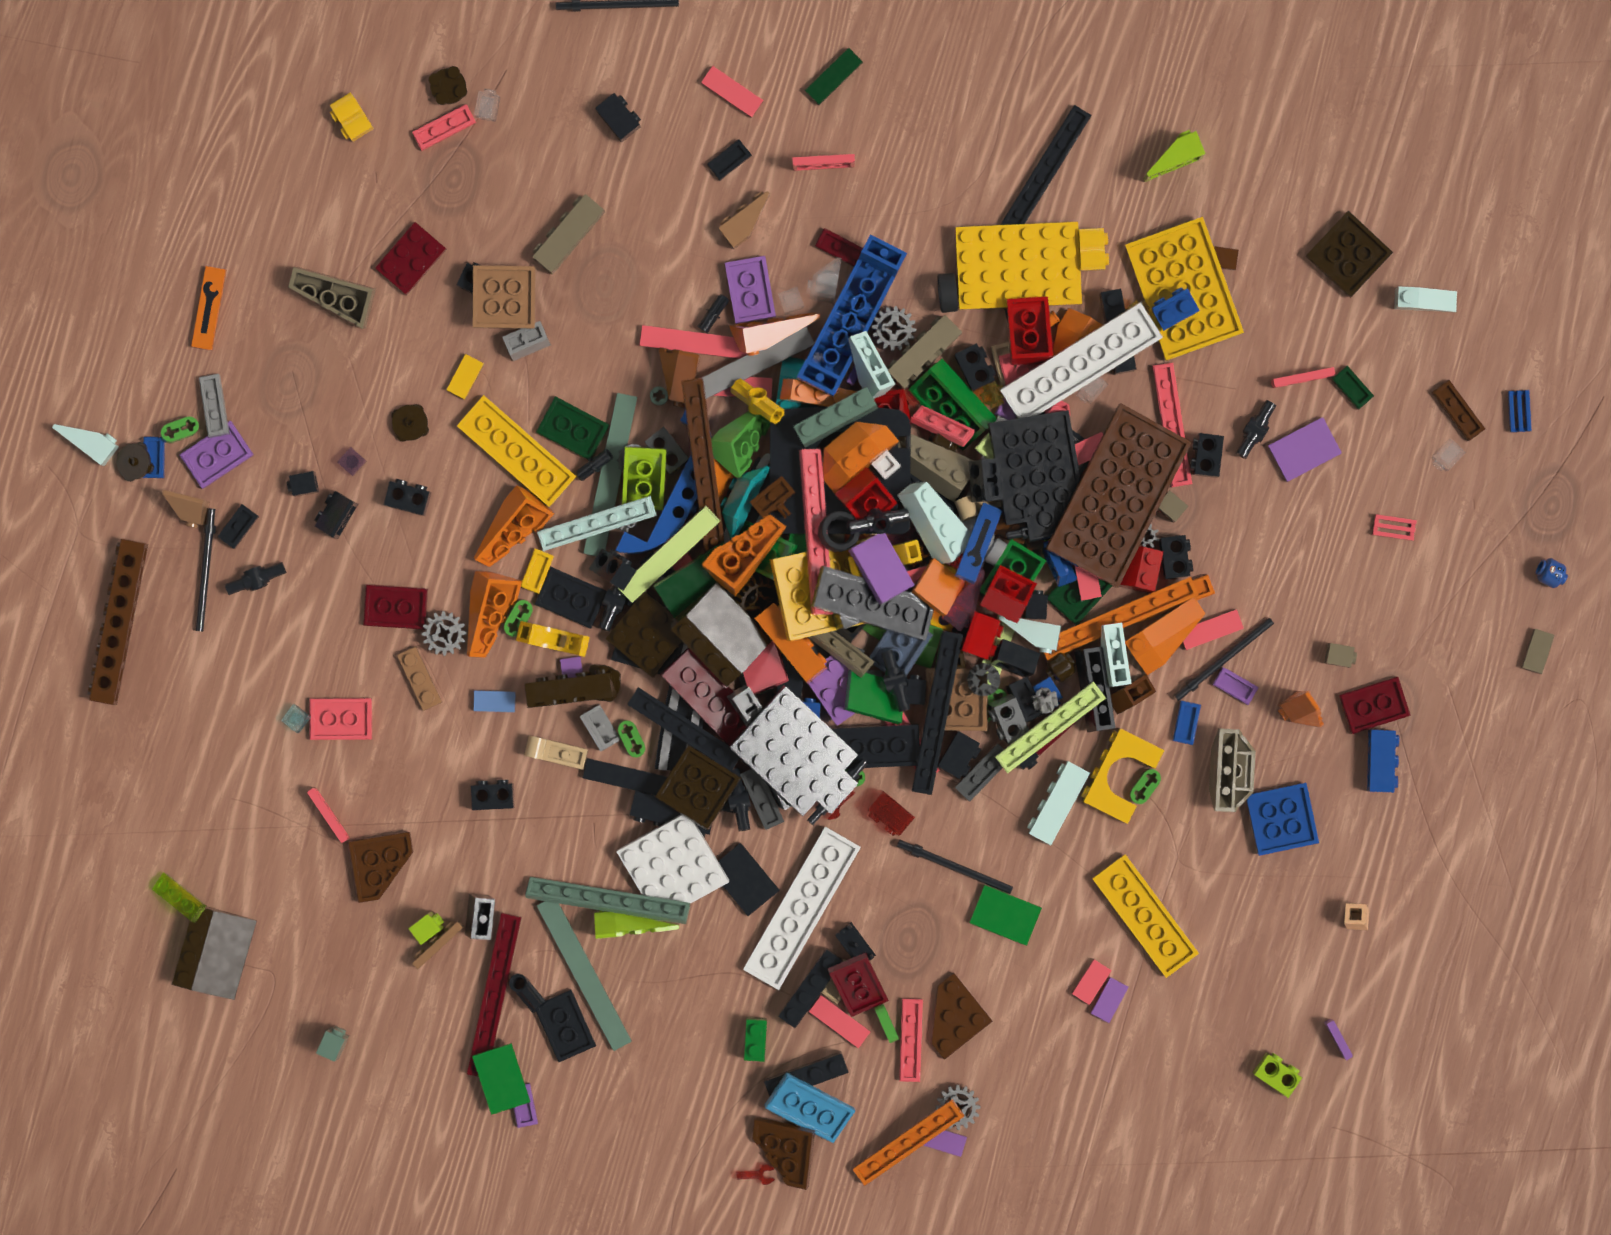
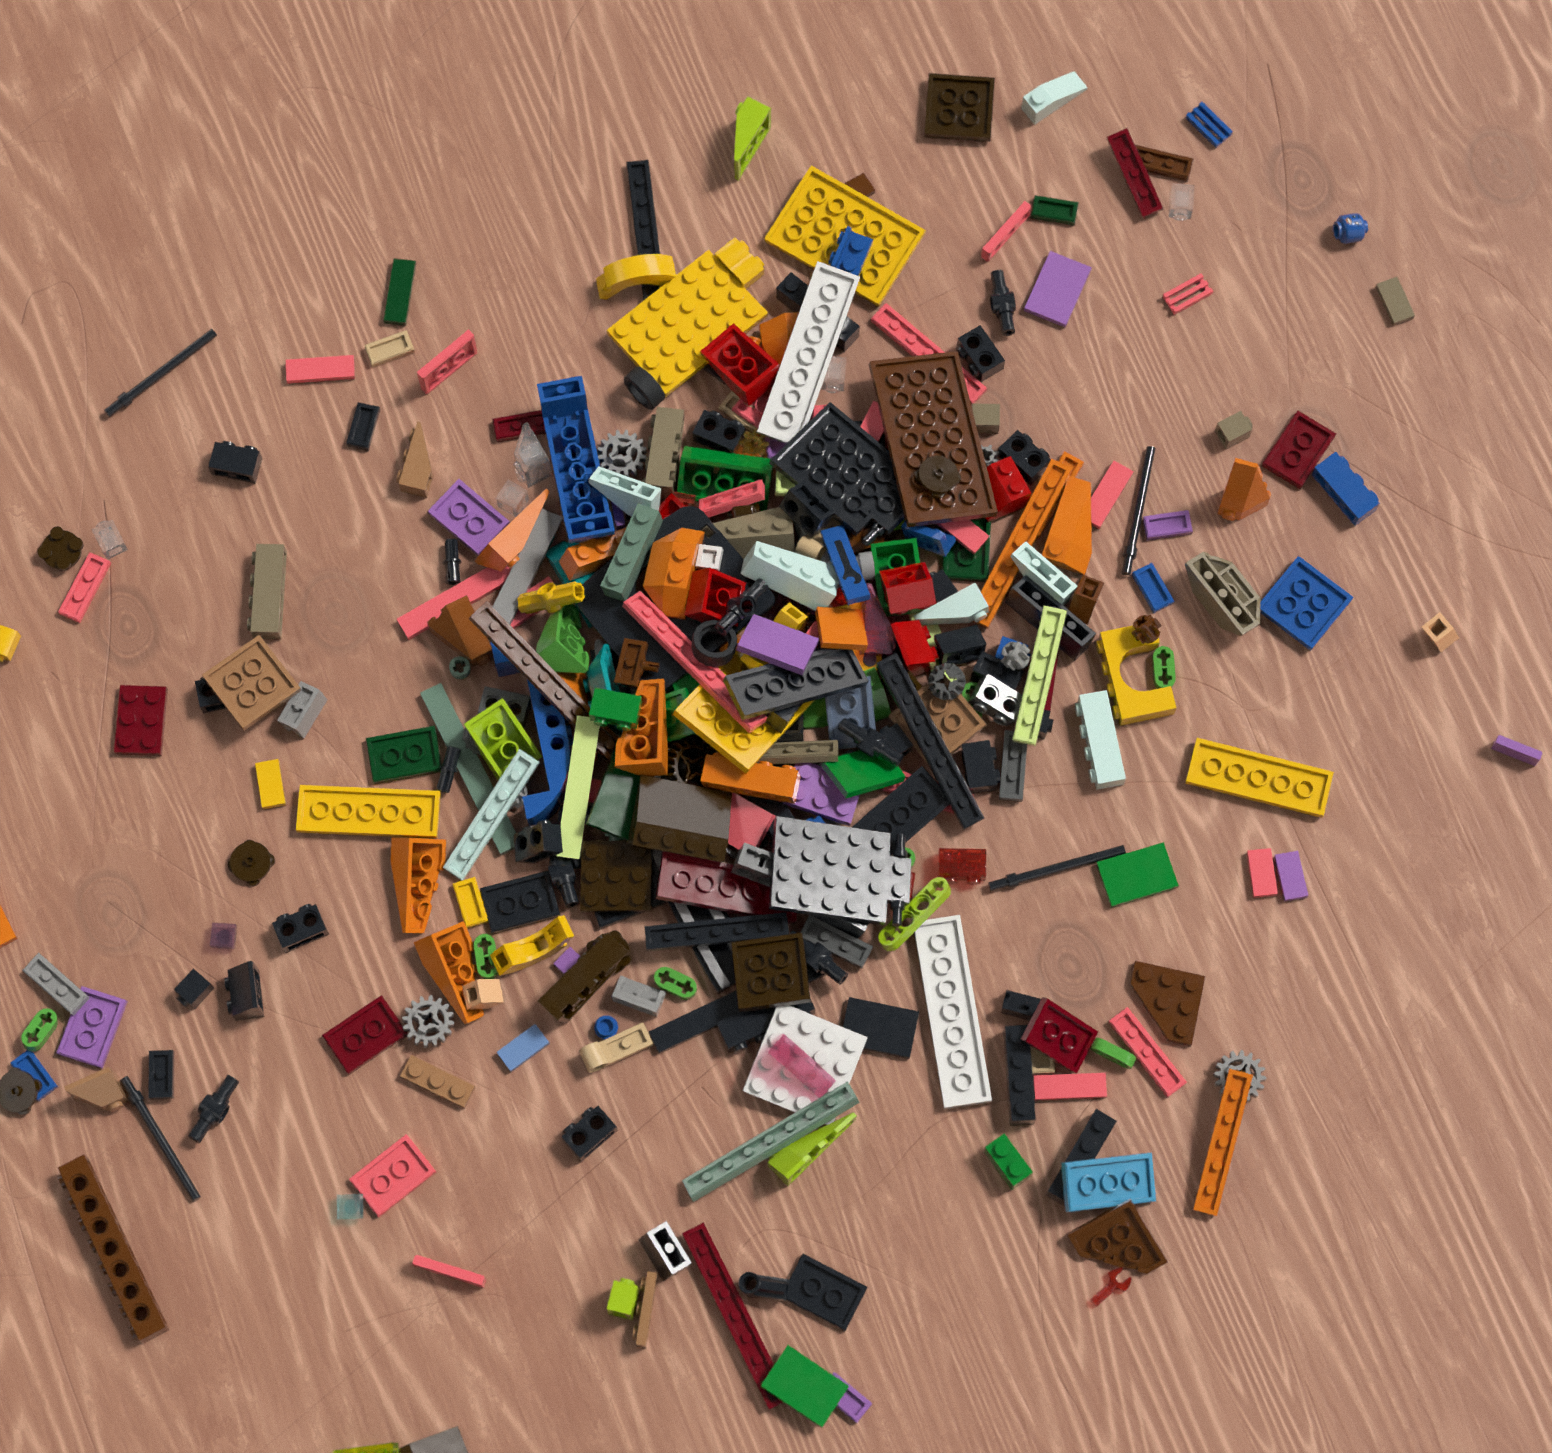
camera: 40 degrees left, 15 degrees down
(338, 295) = (94, 799): dark tan wedge -> none
(378, 862) = (530, 1279): reddish brown plate -> none
(494, 644) = (483, 994): none -> light nougat brick
(561, 732) = (606, 1027): none -> blue plate
(584, 974) = (803, 1229): sand green tile -> none
(666, 866) = (800, 1065): none -> clear pink slope
(732, 525) = (615, 709): none -> green brick
(793, 114) = (389, 348): none -> tan tile
(830, 826) = (918, 916): none -> lime beam
(948, 1142) = (1258, 1117): medium lavender tile -> none
(1009, 200) = (635, 270): none -> yellow arch
(1060, 667) = (1004, 623): dark brown head -> none
(1097, 529) = (938, 475): none -> dark brown piece
(1151, 754) = (1146, 629): none -> reddish brown gear
(1275, 1078) = (1493, 827): lime brick -> none
(1432, 407) = (1134, 173): none -> dark red plate

